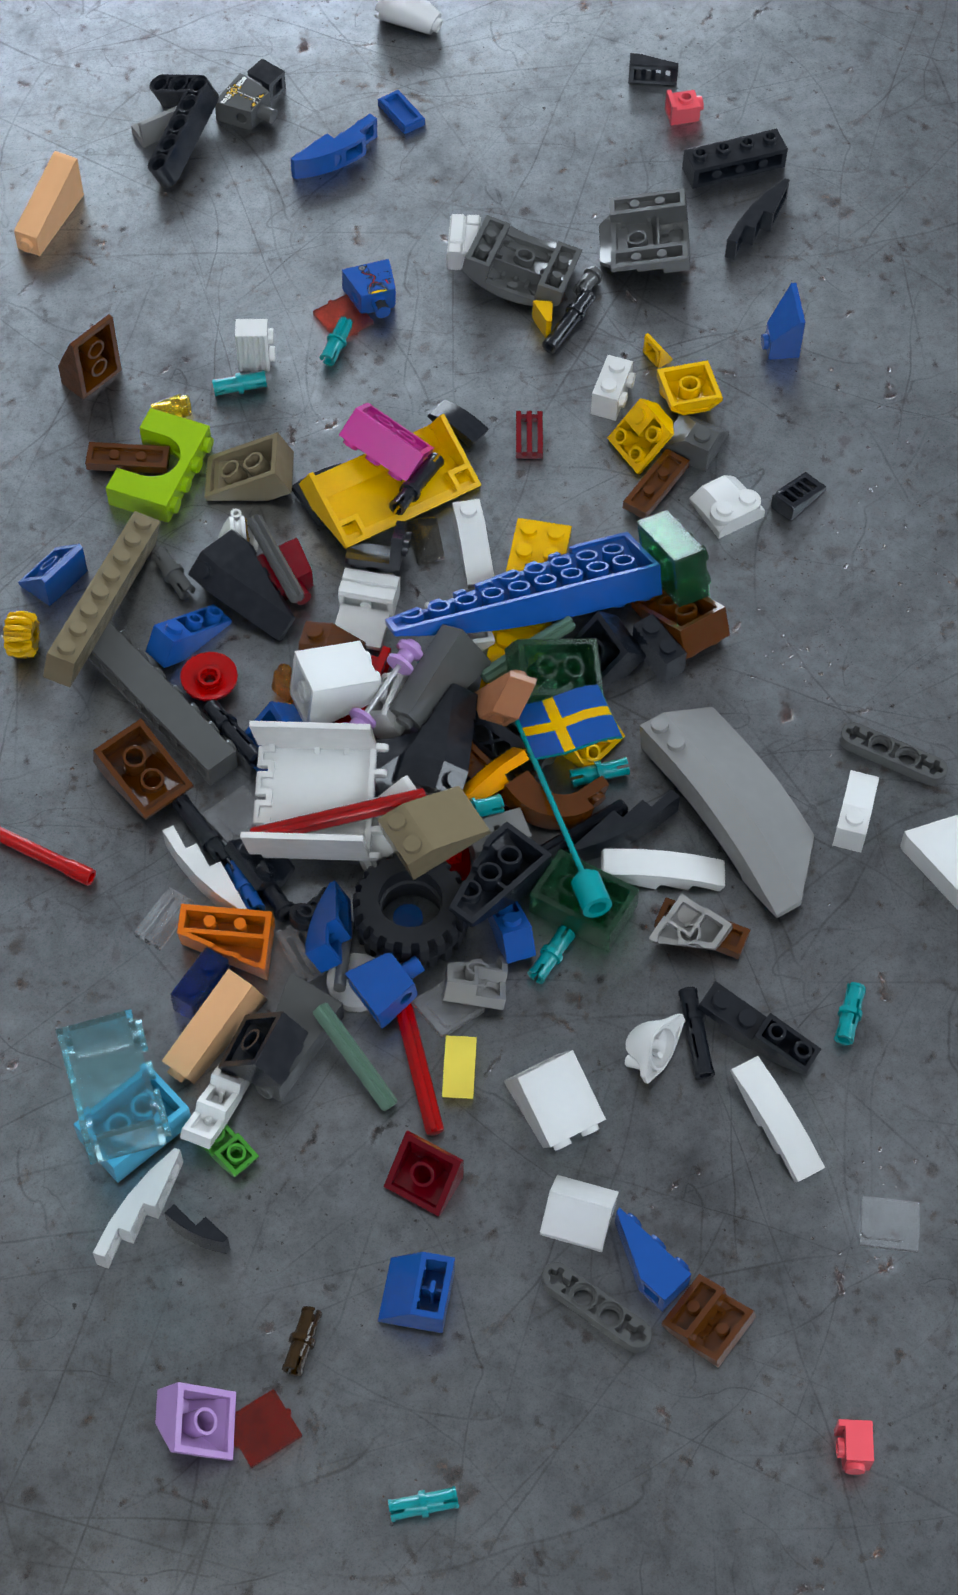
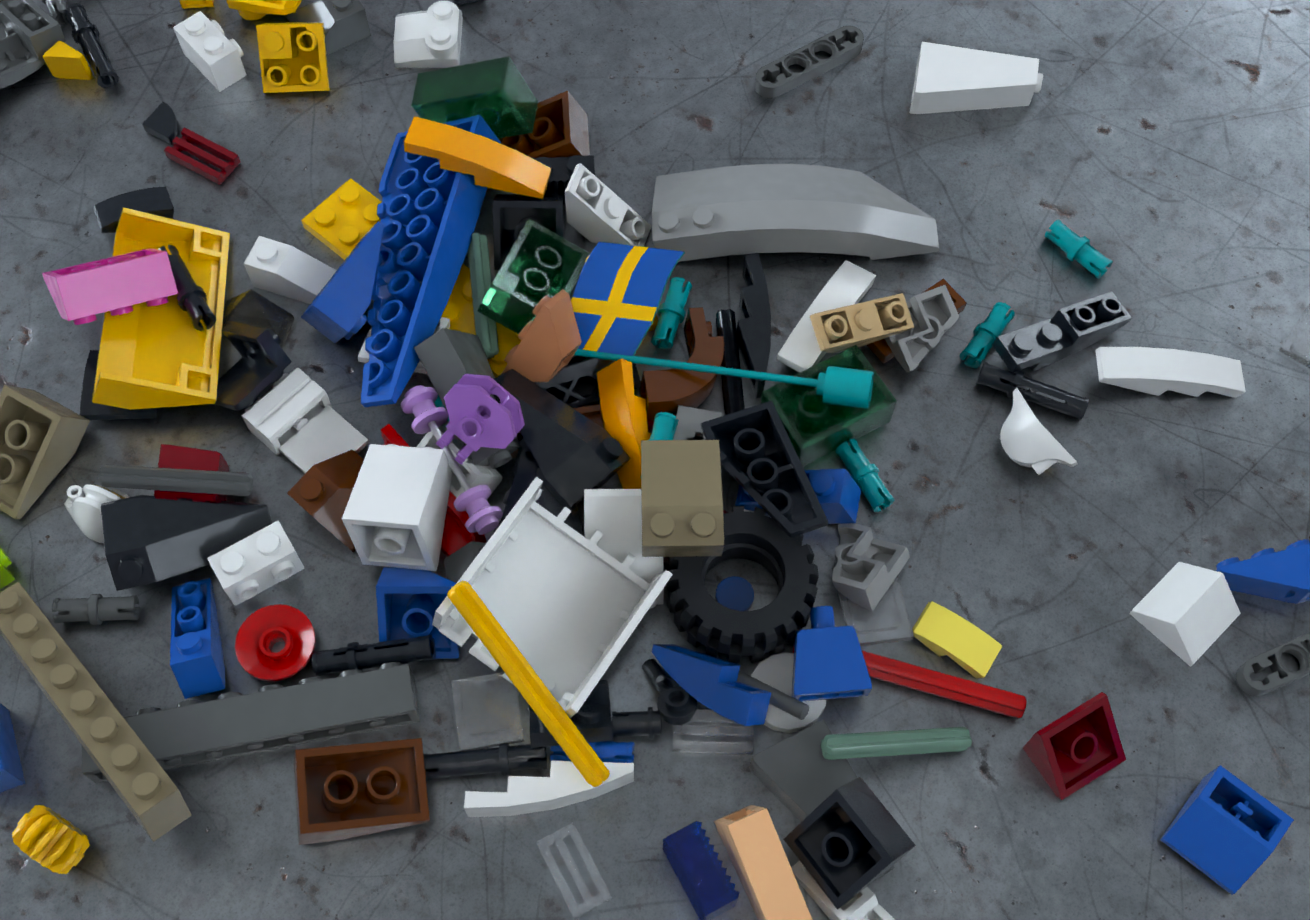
camera: 60 degrees left, 5 degrees up
(234, 933) = (658, 800): orange wedge -> none
(245, 805) = (528, 683): none -> yellow axle
(253, 635) = (255, 563): none -> white brick
(281, 682) = (338, 568): clear orange arm -> none
(341, 815) = (592, 590): red axle -> none
(409, 683) = (478, 417): none -> medium lavender hinge
(465, 569) = (347, 295): none -> blue slope
(539, 397) = (162, 123): none -> black tile
(556, 1100) = (1048, 561): white slope -> none
(619, 582) = (473, 154): none -> light orange slope
(644, 681) = (600, 213): none -> white slope
(653, 880) = (861, 323): none -> tan slope
(655, 484) = (358, 80): reddish brown plate -> none
(733, 983) = (986, 334): none -> teal pin
(856, 811) = (859, 122): white slope -> none

